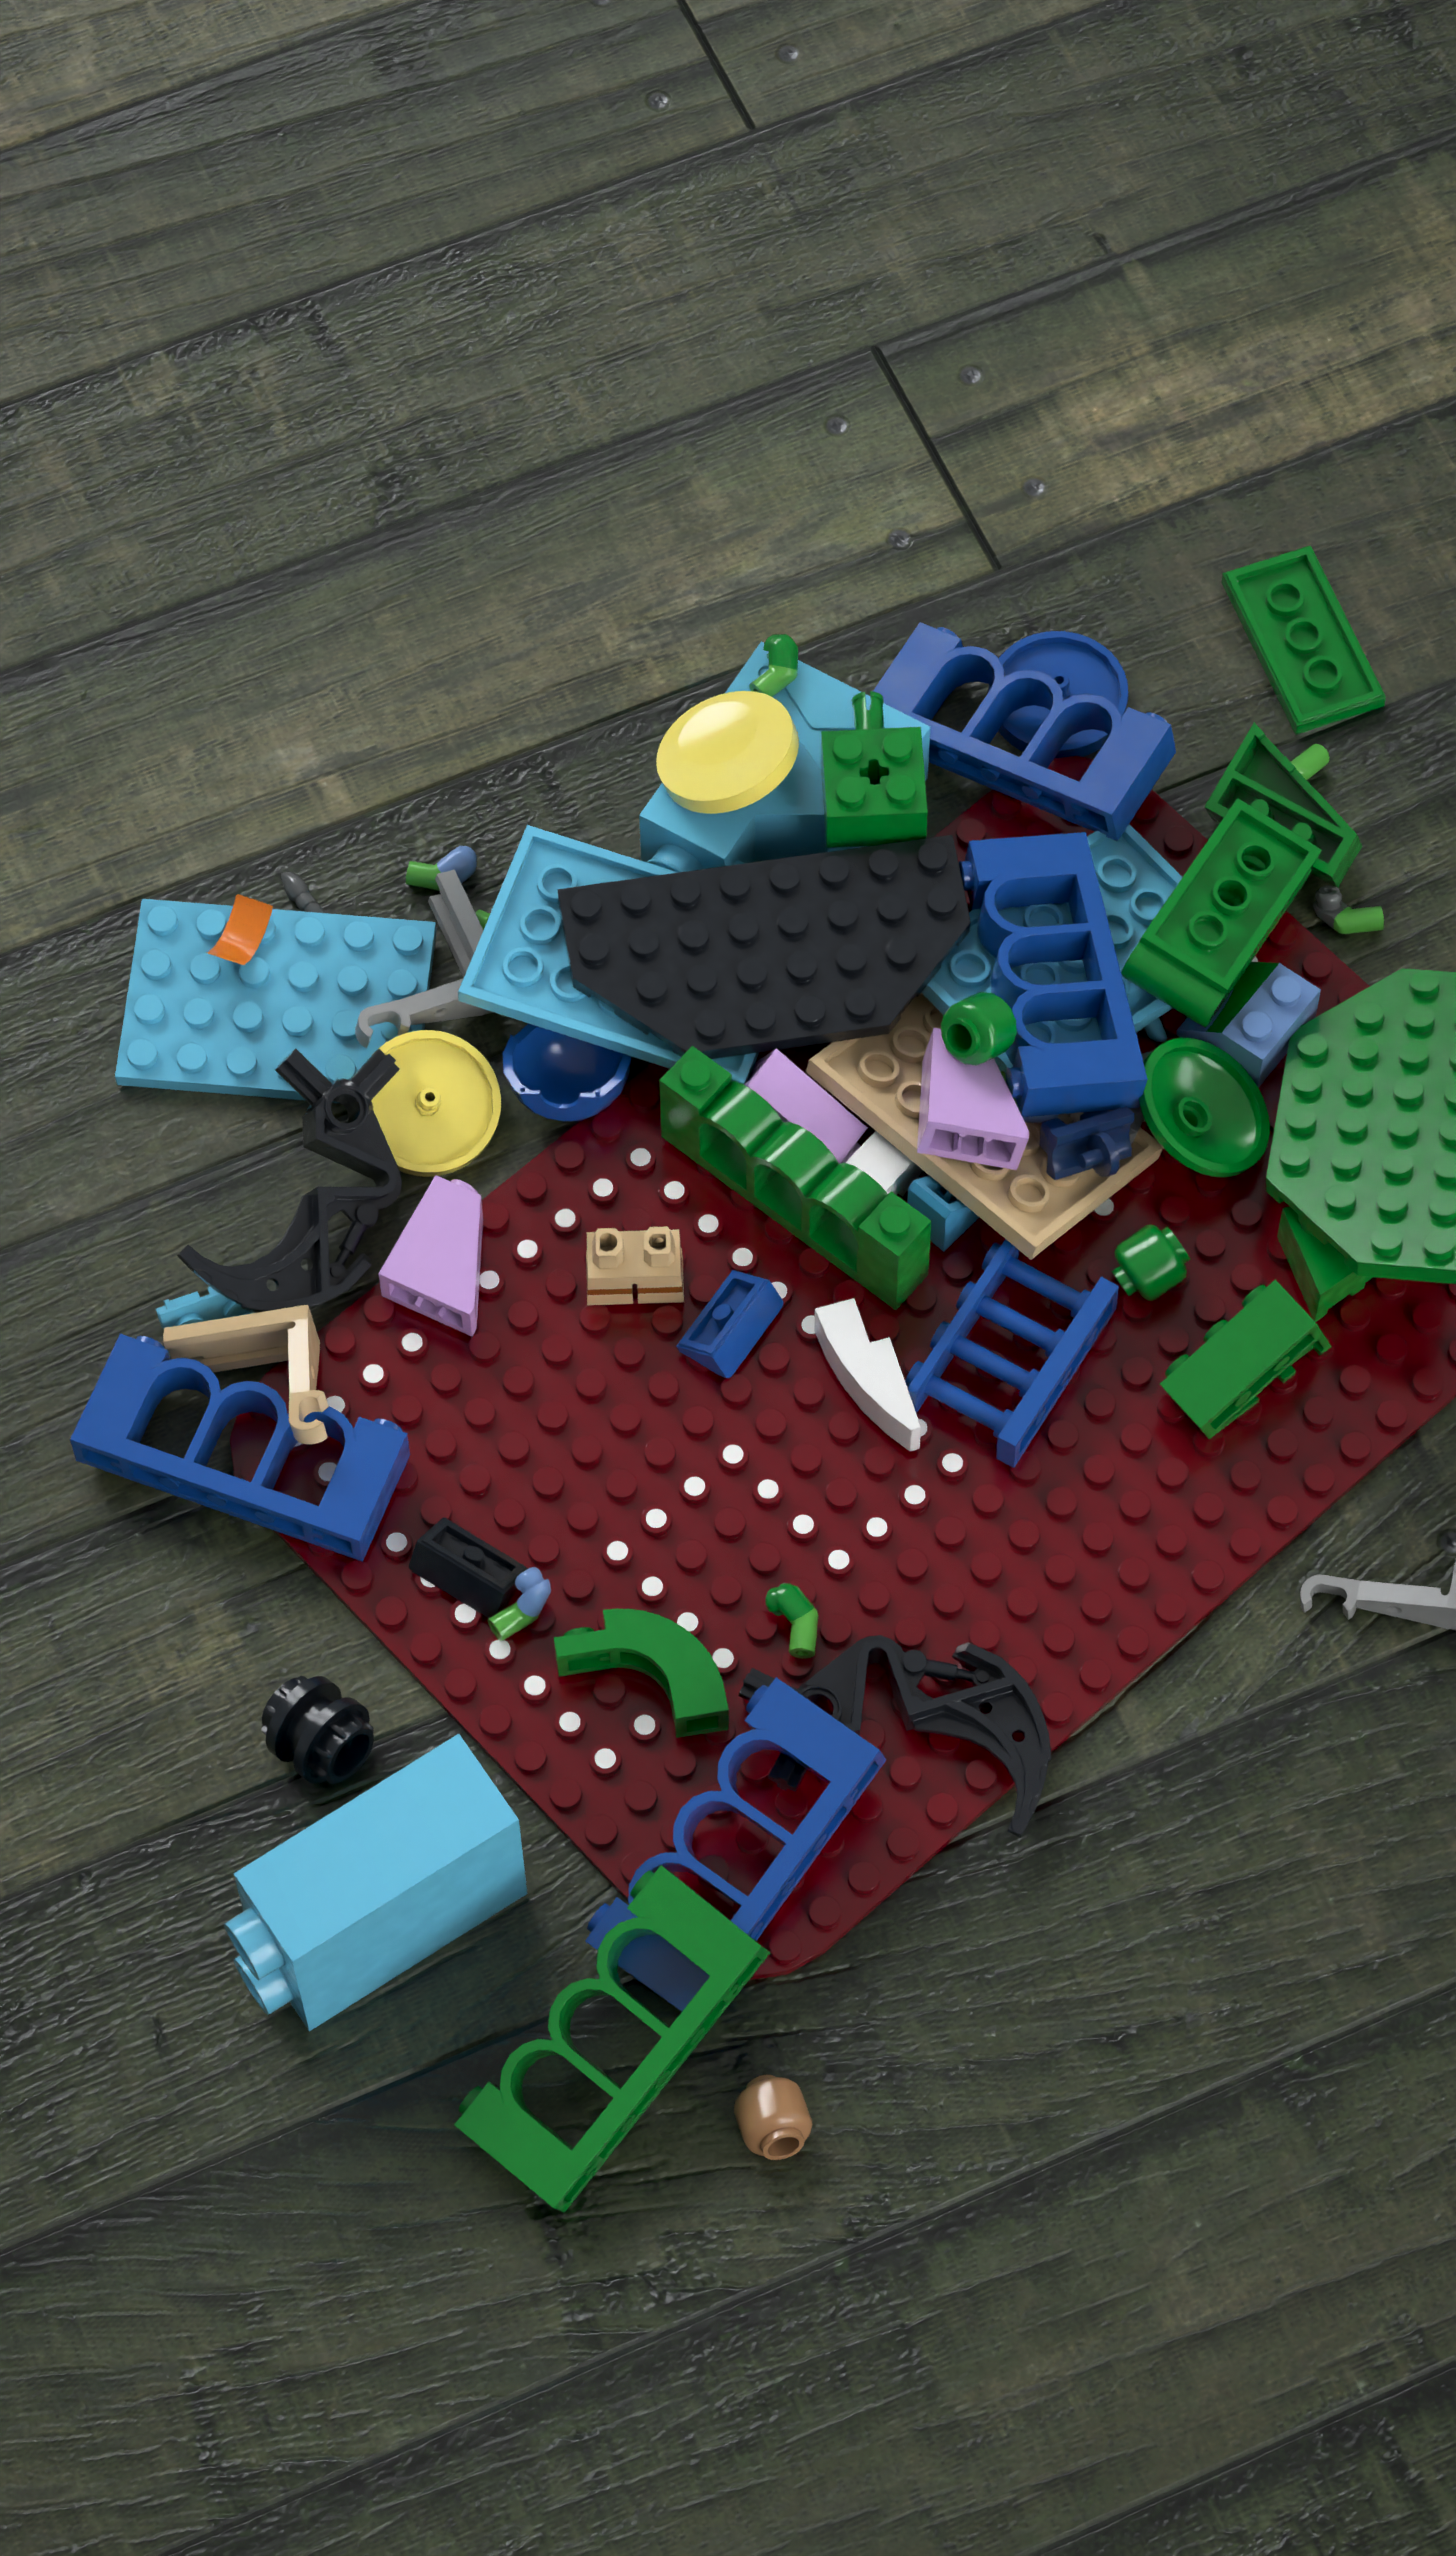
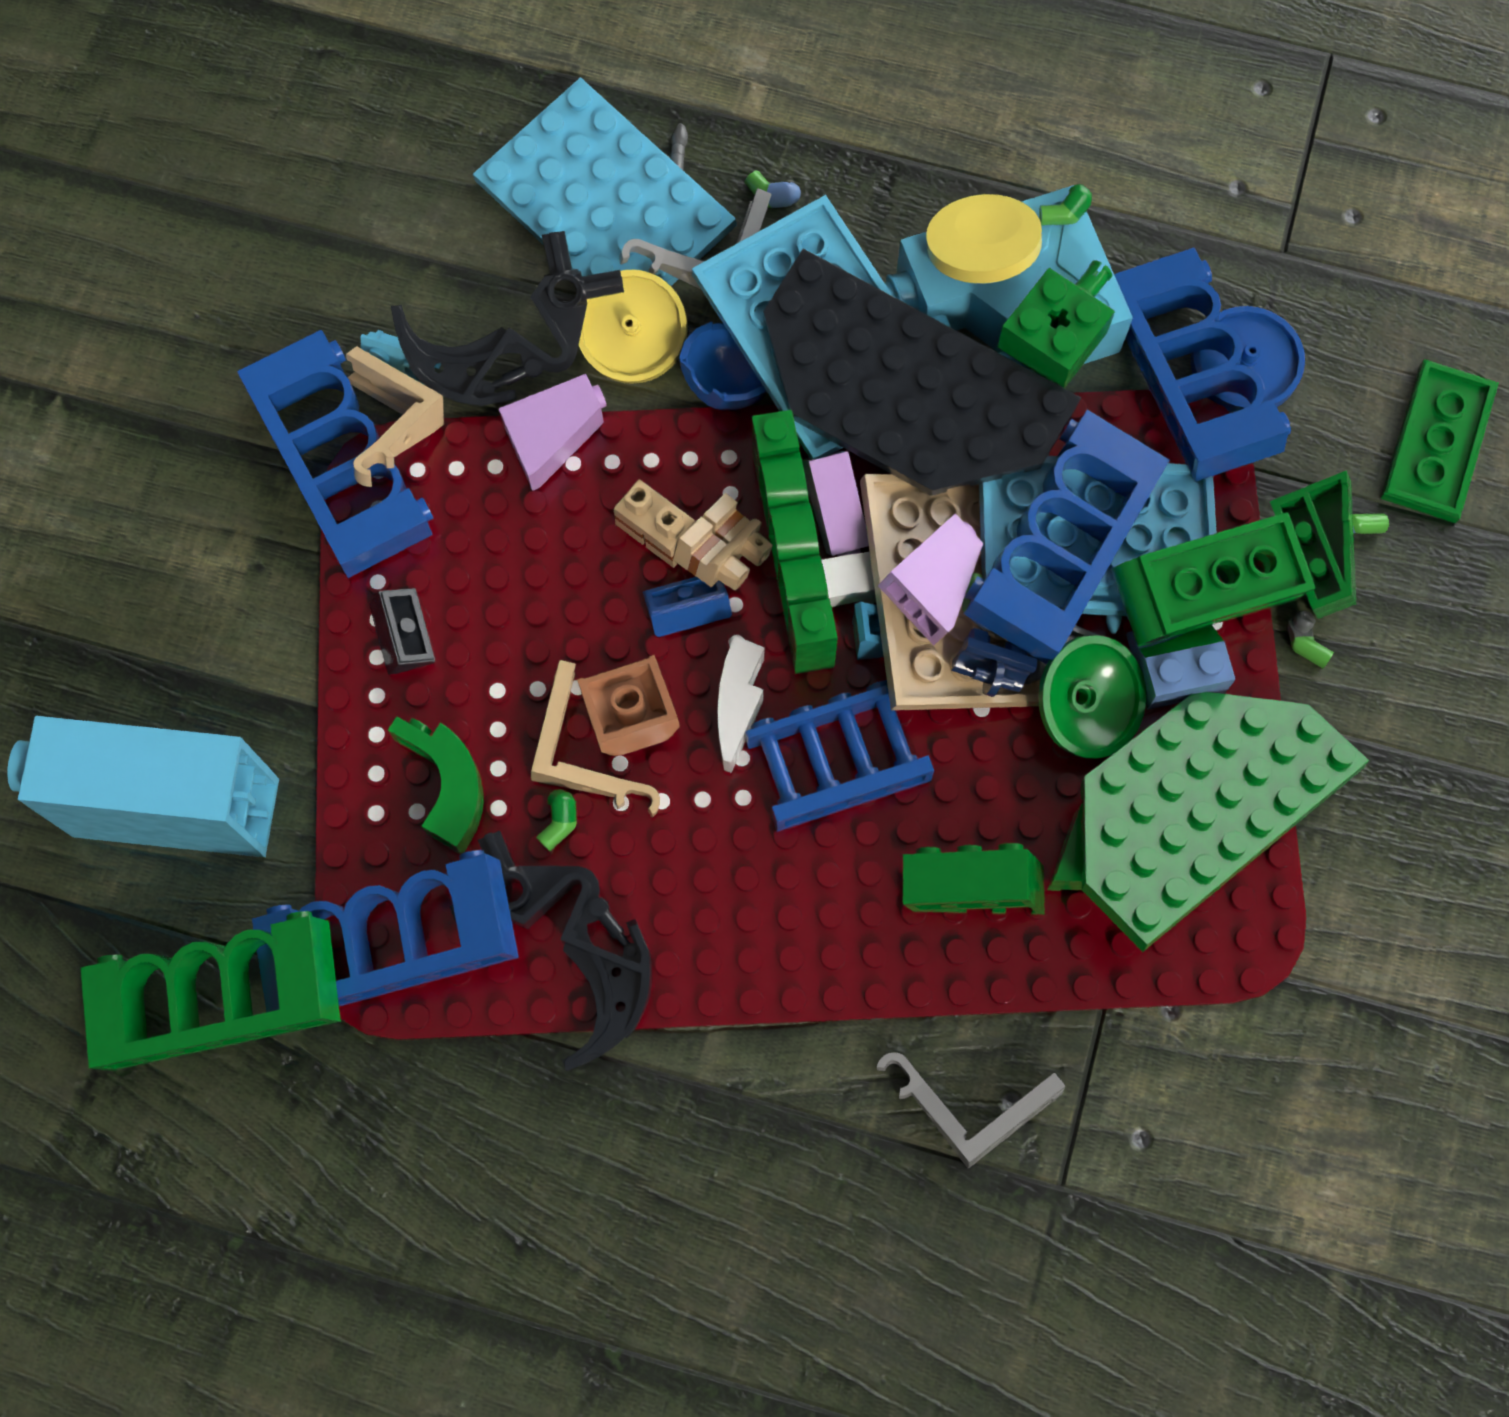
camera: 40 degrees right, 10 degrees up
(243, 930) = (614, 141): orange sticker -> none
(317, 1729) = (225, 660): black piece -> none
(526, 1609) = (407, 684): arm -> none
(715, 1241) = (717, 543): none -> tan hips
(733, 1573) = (573, 776): none -> tan hinge
(771, 1457) = (629, 707): none -> nougat slope
(773, 2117) = (269, 1119): medium nougat head -> none
(978, 1028) = (977, 536): green head -> none
(1150, 1262) = (972, 770): green head -> none

